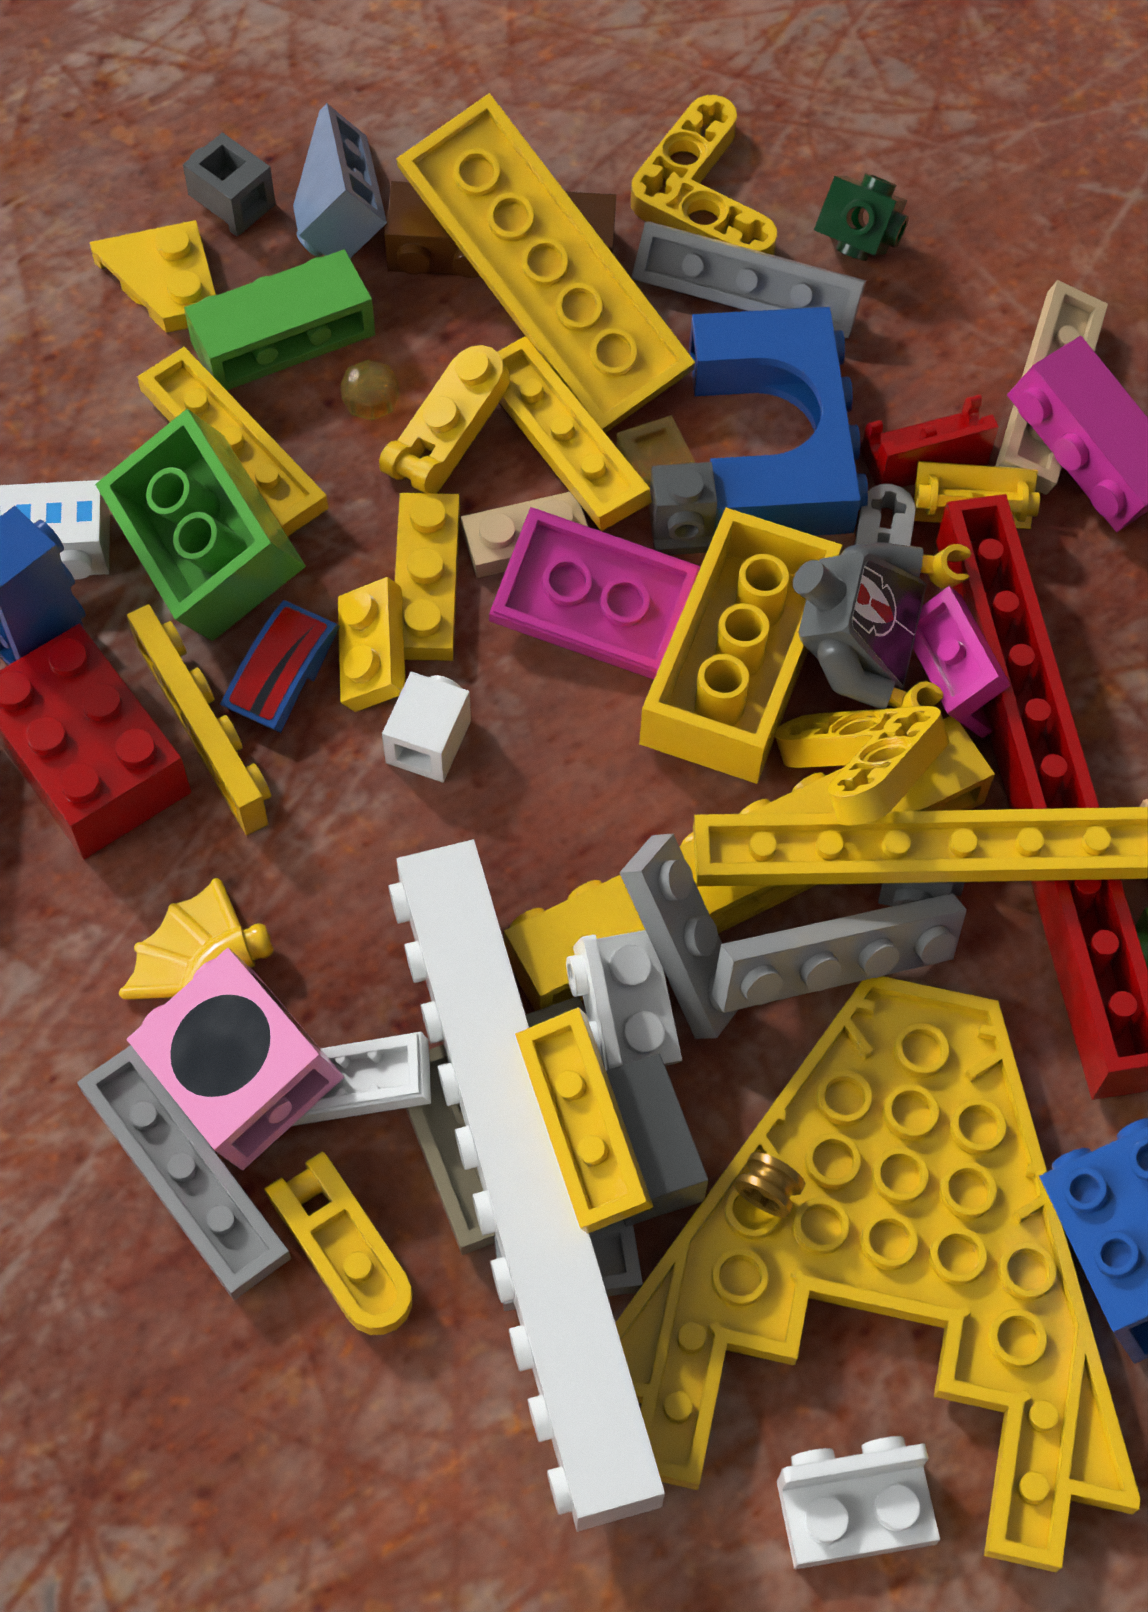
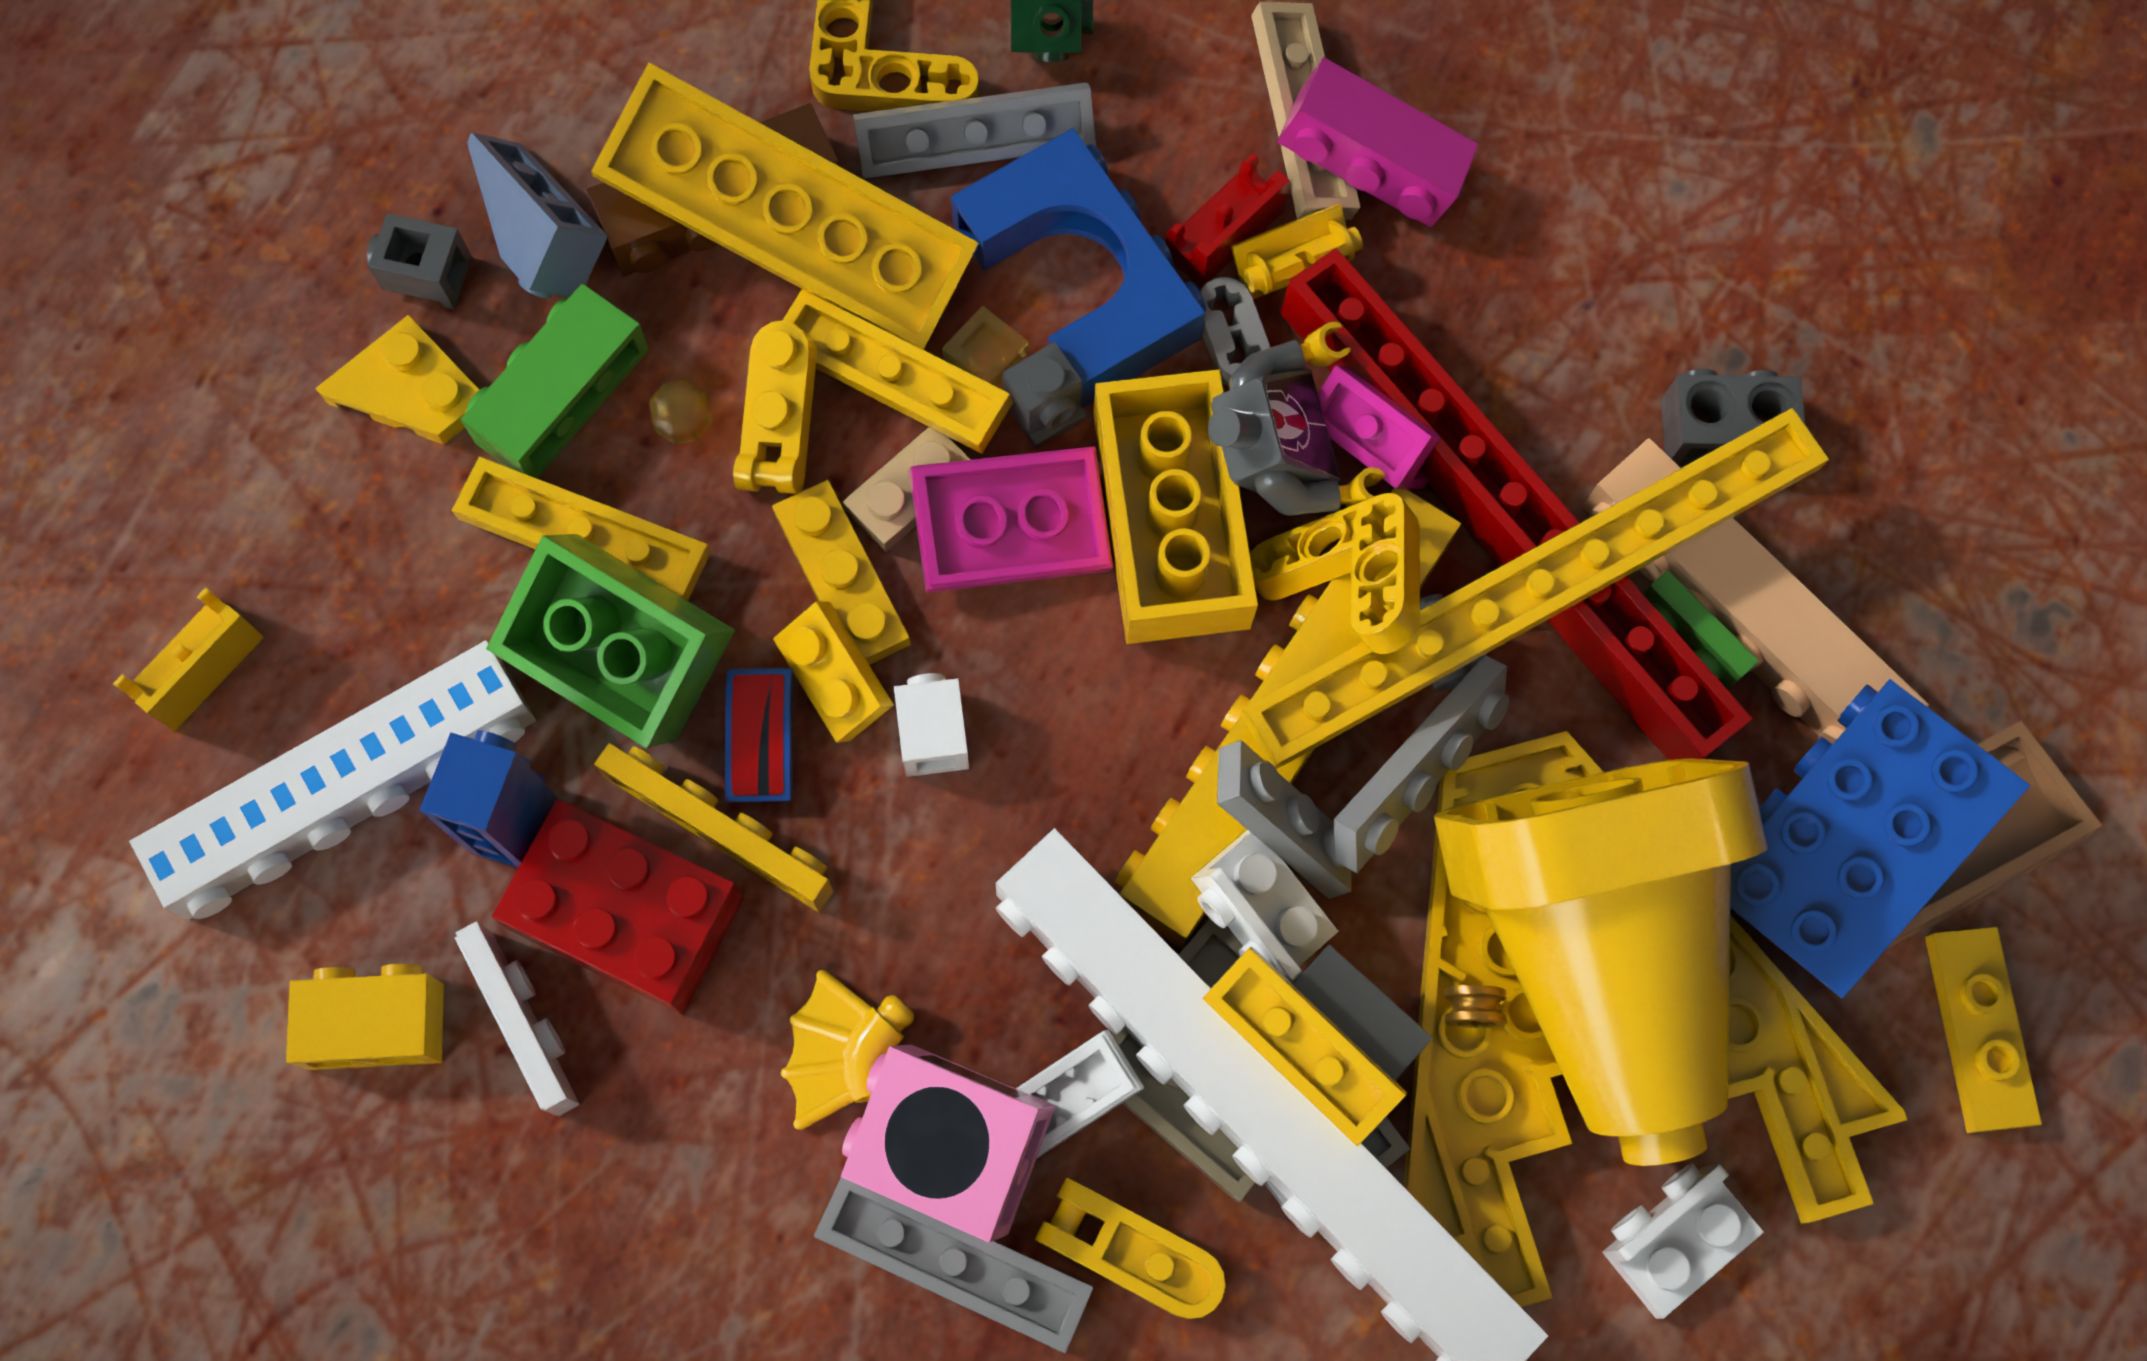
camera: 30 degrees left, 10 degrees up
(927, 1165) = (1620, 933): none -> yellow cone

